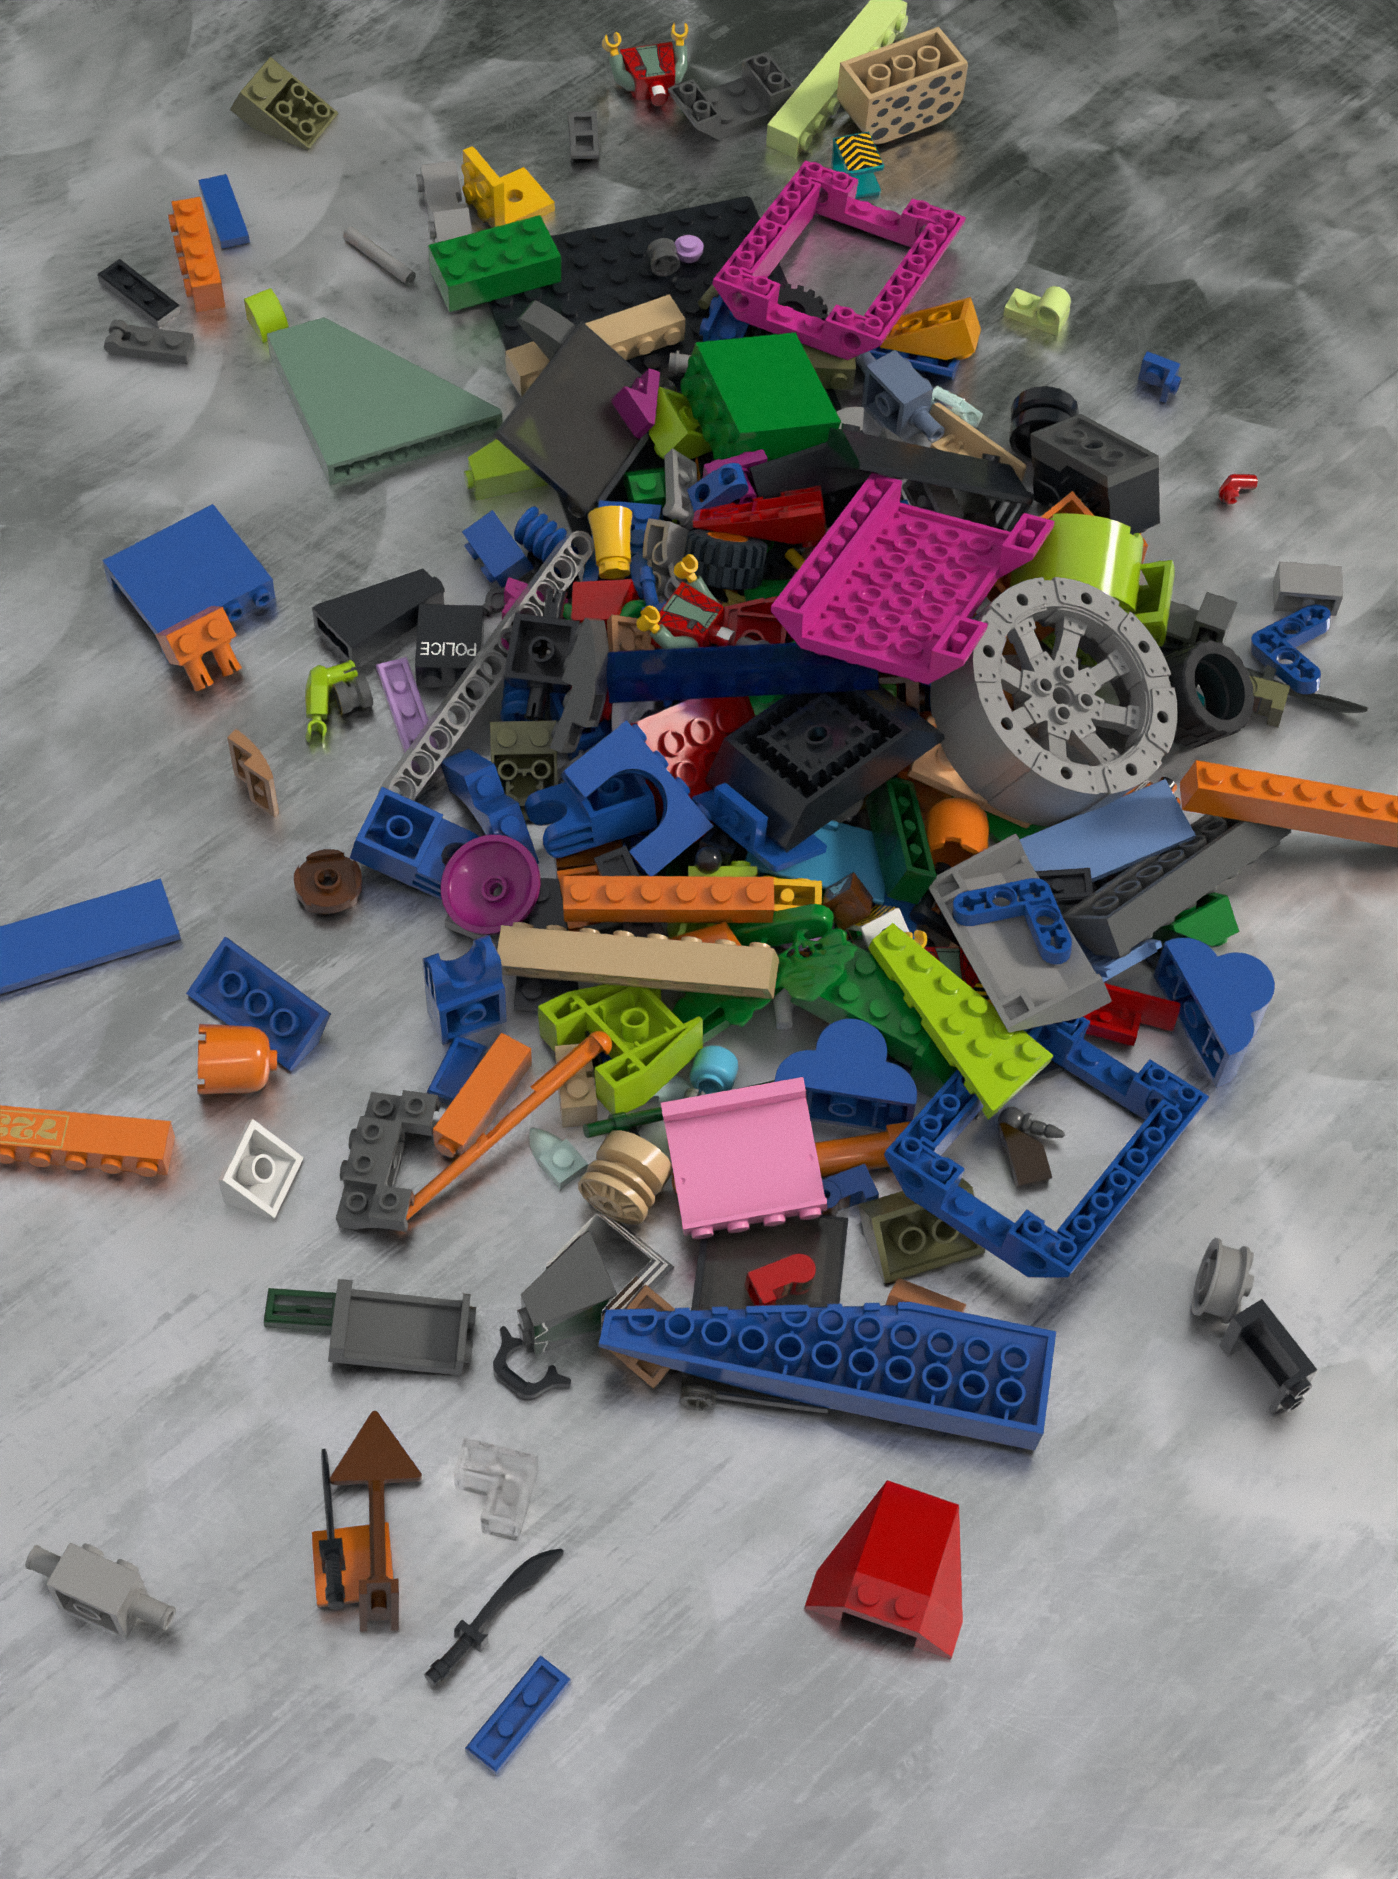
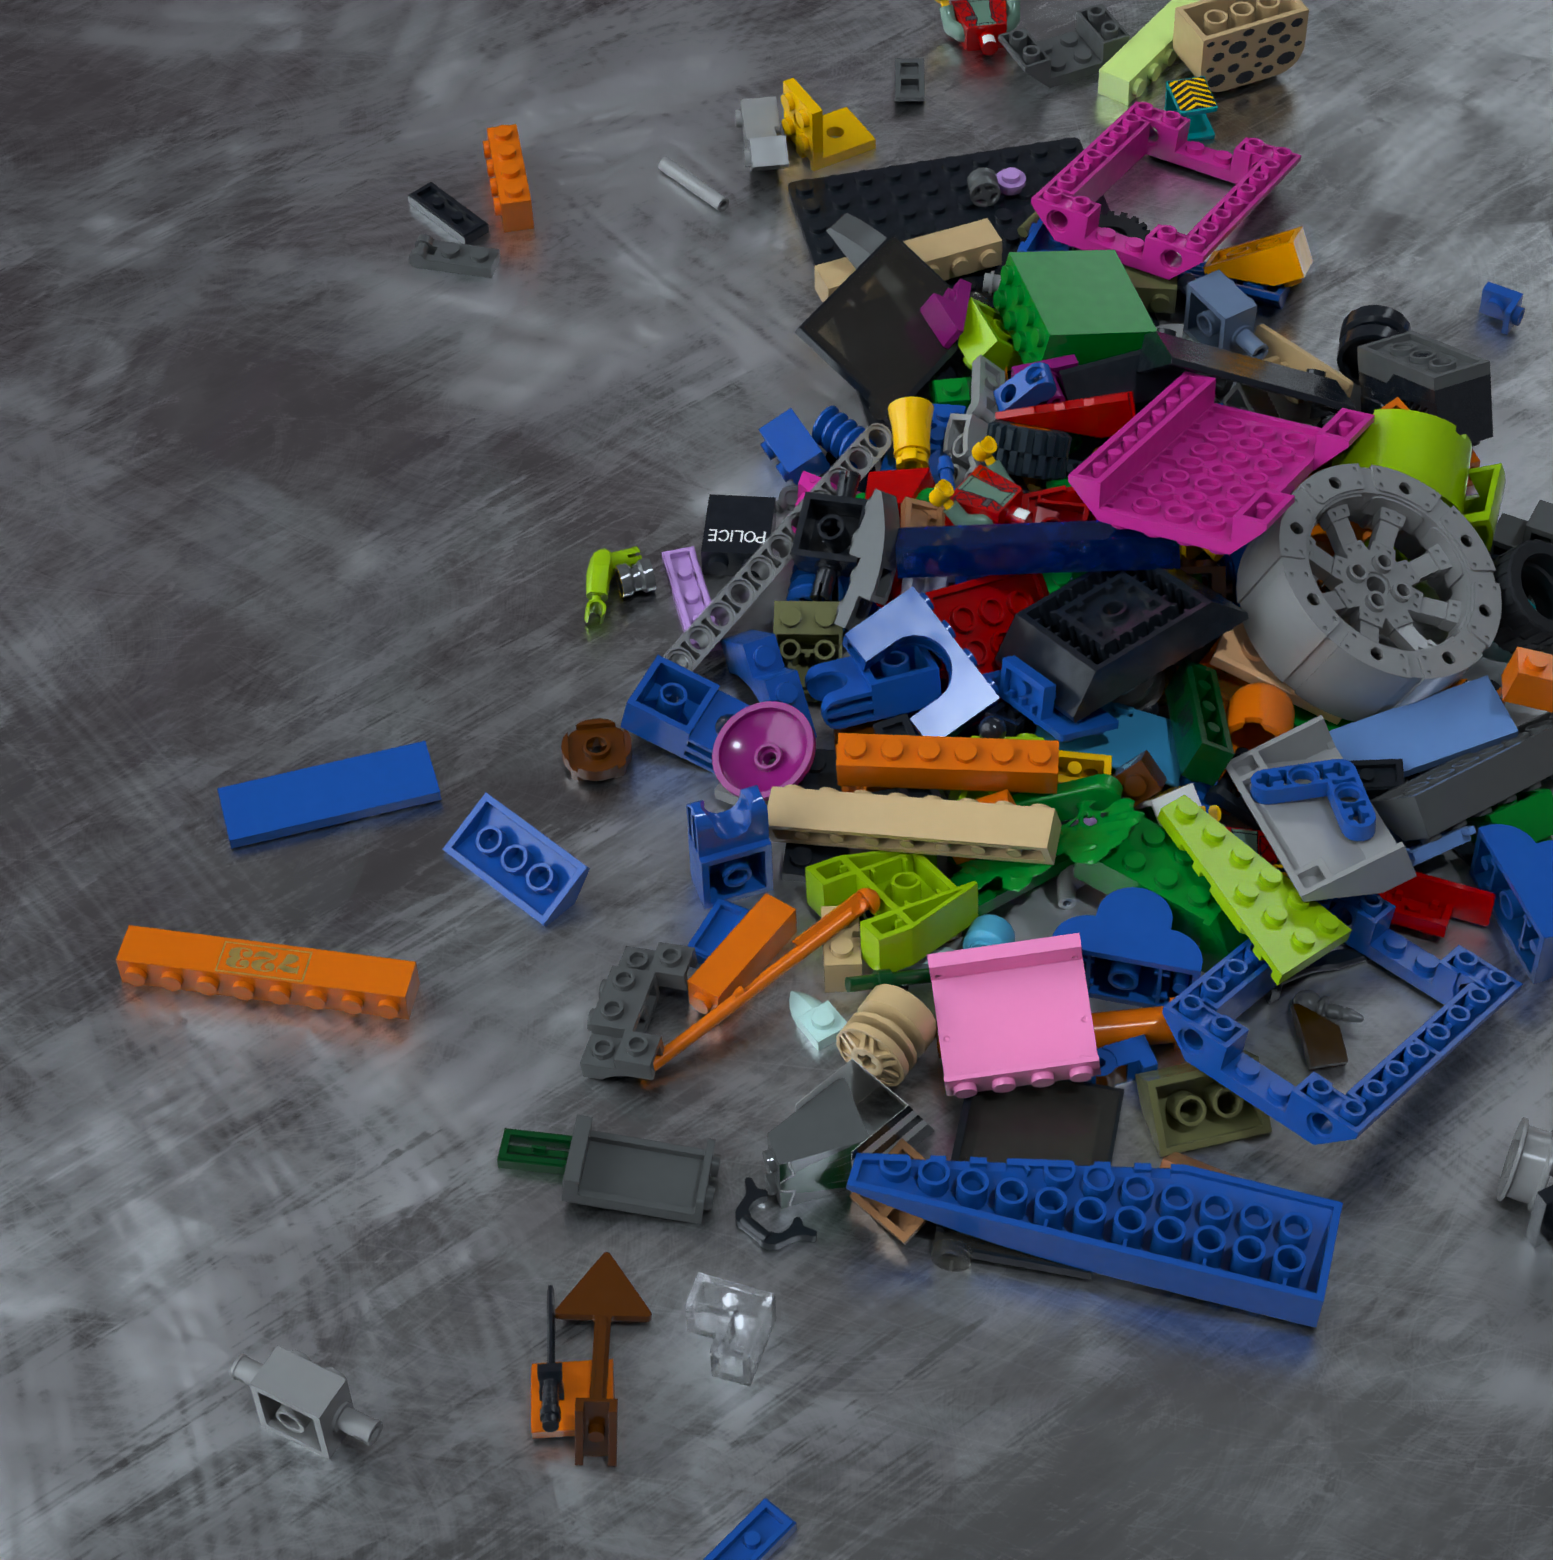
camera: 10 degrees right, 10 degrees down
(188, 570) = (479, 467): blue panel -> none
(192, 637) = (471, 519): orange brick -> none
(224, 211) = (539, 142): blue tile -> none
(233, 1059) = (485, 907): orange cylinder -> none
(254, 770) = (527, 642): medium nougat slope -> none
(259, 1171) = (502, 1015): white slope -> none
(265, 313) = (574, 234): lime brick -> none
(283, 107) = (605, 49): olive slope -> none
(370, 405) = (673, 316): sand green slope -> none
(376, 615) = (664, 506): black slope -> none
(472, 1634) = (696, 1473): black sword -> none
(494, 263) = (810, 189): green brick -> none
(498, 472) = (804, 378): lime slope -> none
(780, 1279) = (1048, 1139): red leg -> none
(898, 1569) = (1162, 1433): red wedge -> none
(960, 406) = (1284, 328): light aqua hinge -> none
(1041, 313) = (1383, 248): yellowish green plate -> none

